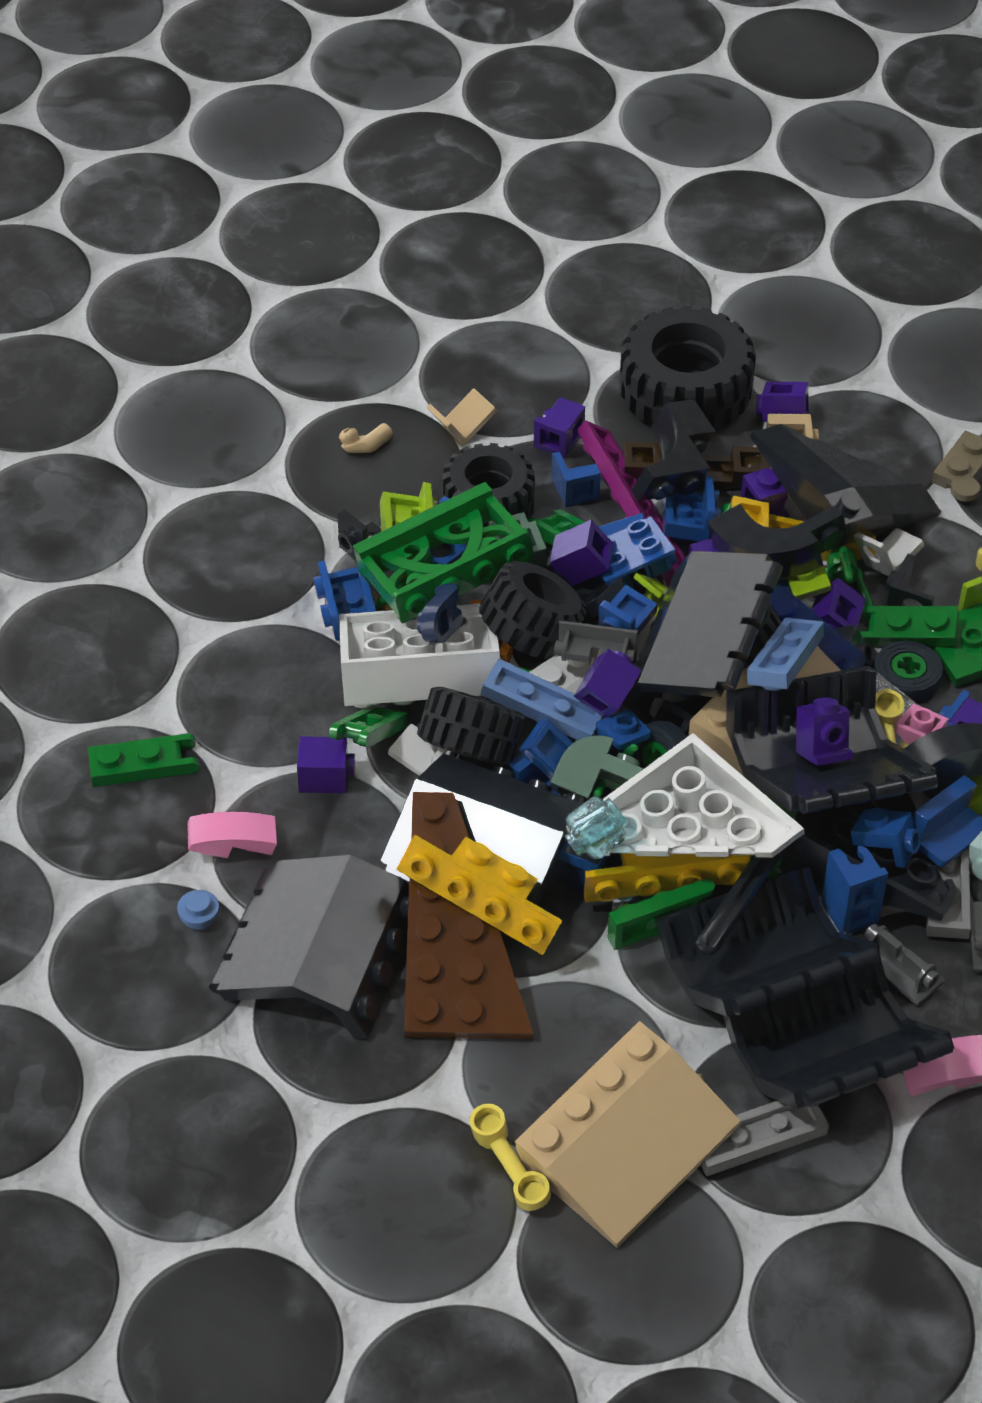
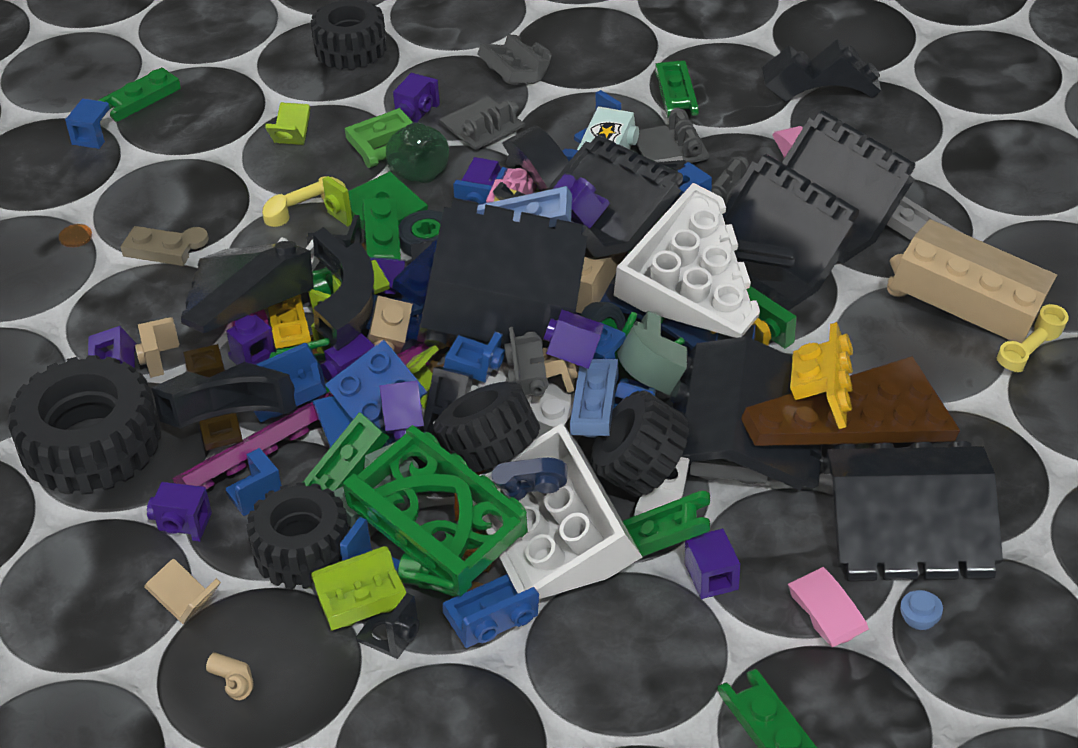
camera: 105 degrees left, 5 degrees down
(596, 827) = (751, 295): clear light blue head -> none

